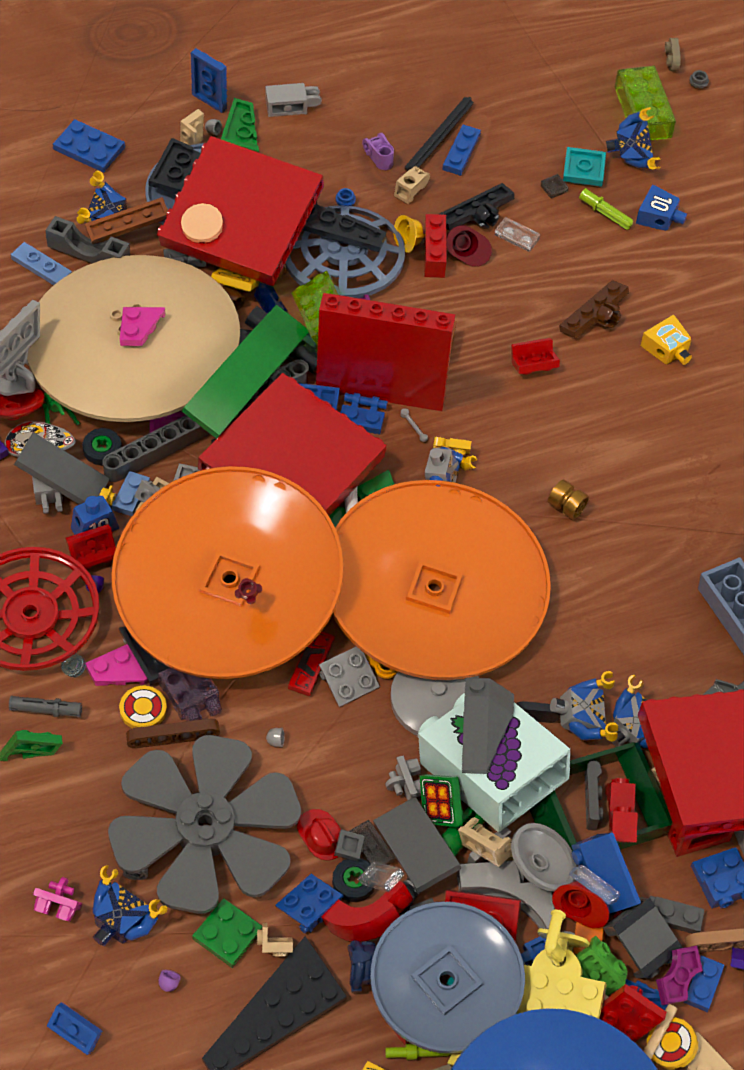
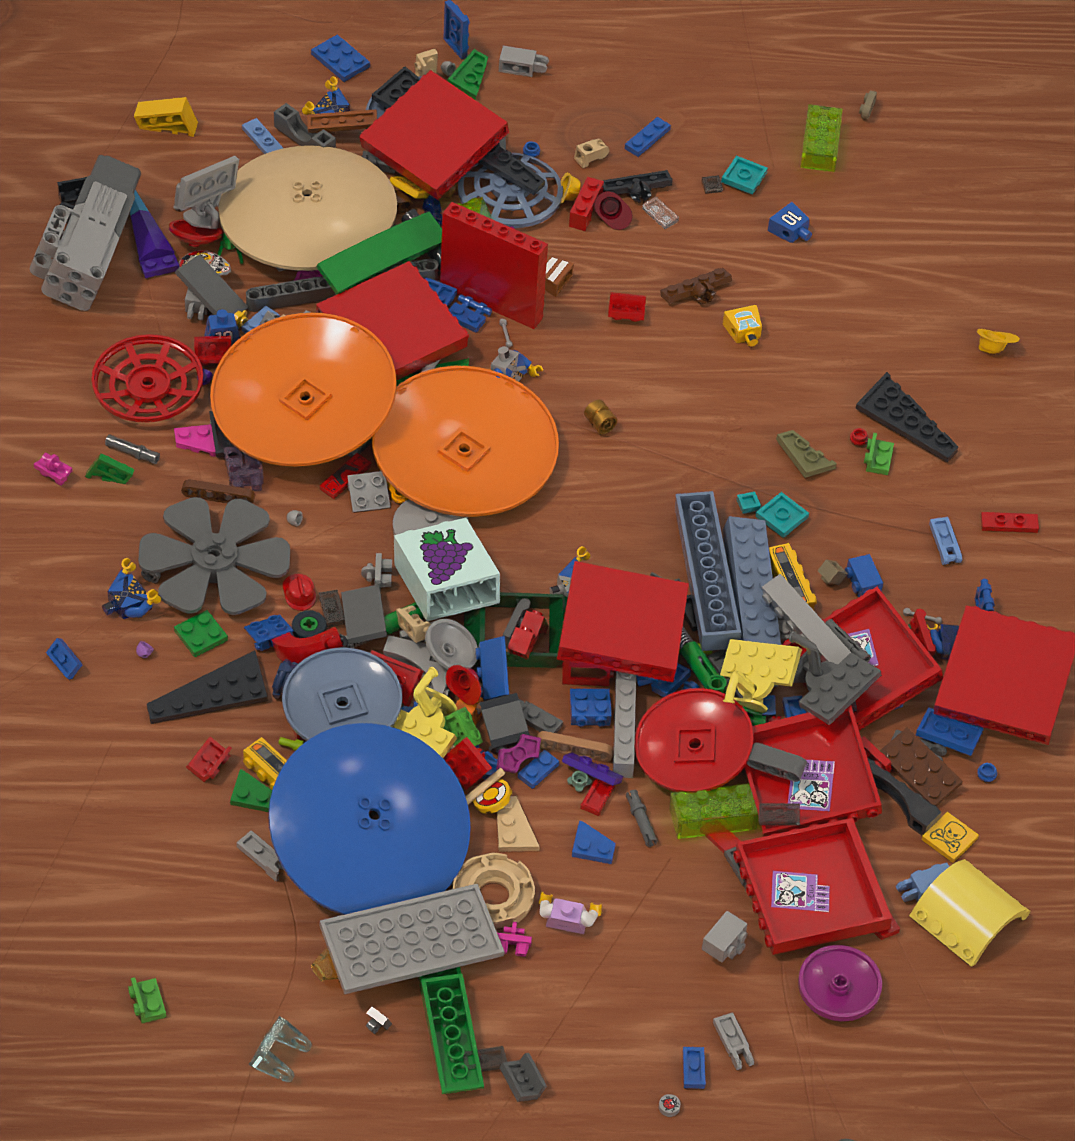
camera: 20 degrees right, 5 degrees down
(67, 906) = (79, 572): dark pink hips -> none
(73, 666) = (164, 427): clear light blue tile -> none
(96, 437) = (251, 275): black bush -> none
(138, 324) = (310, 195): dark pink wing -> none
(142, 707) = (204, 468): tile -> none
(202, 223) = (396, 135): light nougat tile -> none
(248, 584) = (308, 401): dark red plate -> none
(277, 945) = (232, 651): tan bracket -> none
(349, 845) = (313, 600): dark grey tile -> none
(379, 151) = (577, 121): medium lavender piece -> none
(381, 876) = (325, 624): clear tile -> none
(441, 132) = (636, 119): black axle -> none
(441, 799) = (395, 588): tile -> none
(458, 445) = (534, 356): yellow plate -> none
(486, 717) = (444, 536): dark grey wedge -> none
(539, 711) = (502, 556): black tile -> none
(584, 710) = (537, 561): torso -> none
(595, 884) = (479, 671): clear tile -> none
(606, 209) = (747, 214): lime axle -> none
(634, 141) = (793, 164): torso -> none
(699, 79) = (881, 130): dark grey plate -> none

